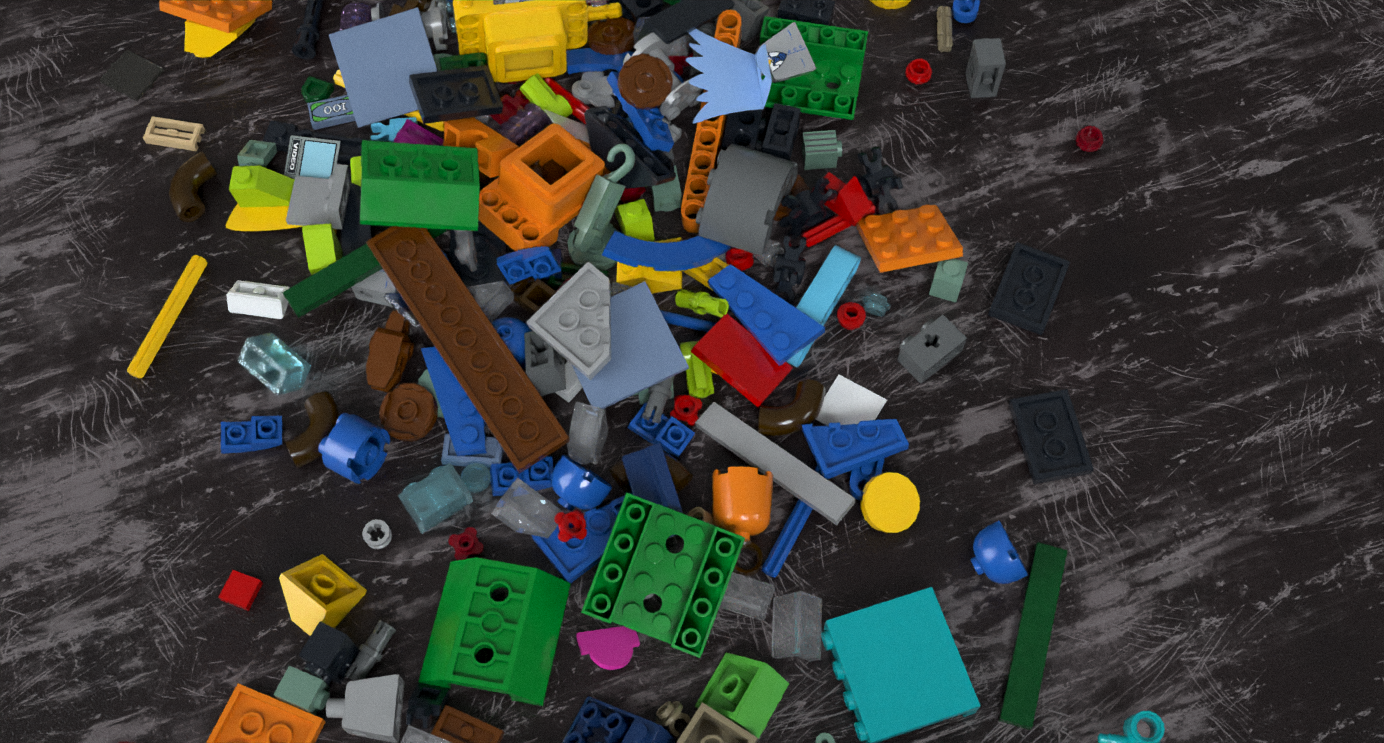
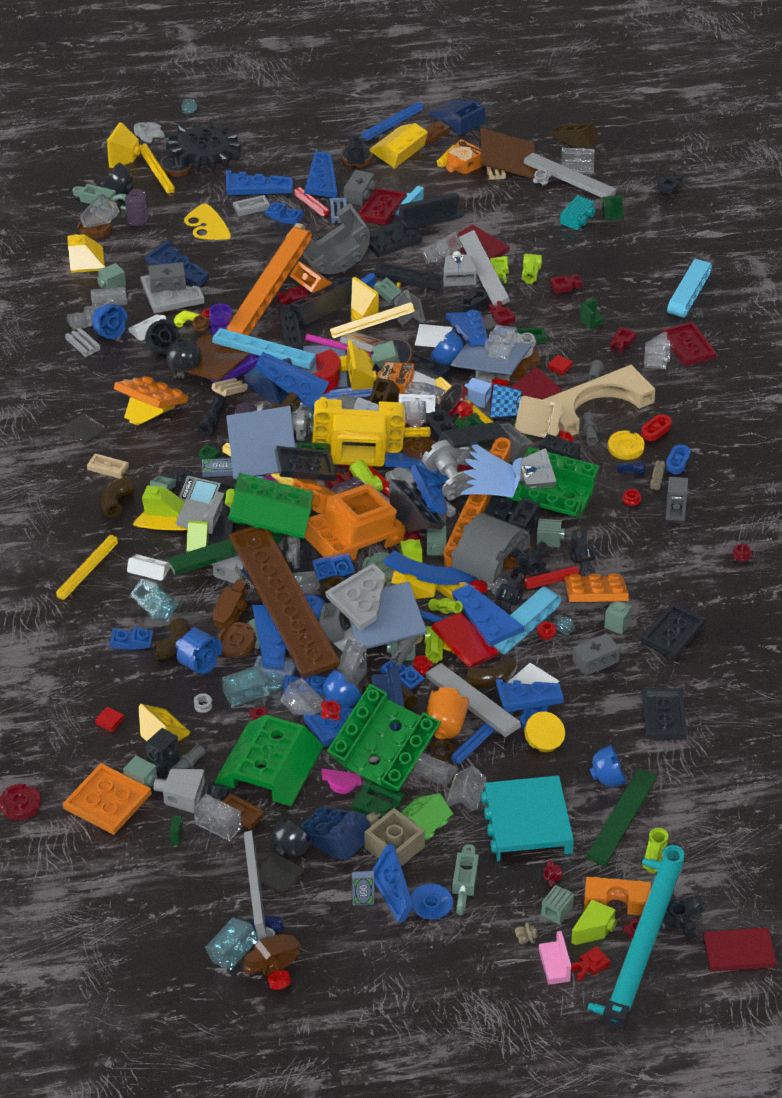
camera: 10 degrees right, 20 degrees down
(602, 200) = (391, 534): sand green piece -> none
(645, 81) = (434, 469): reddish brown tile -> none
(667, 683) = (367, 803): none -> dark green plate
(851, 199) = (559, 561): red slope -> none
(913, 22) = (635, 467): none -> clear blue arm
(1100, 698) = (657, 843): none -> lime piece

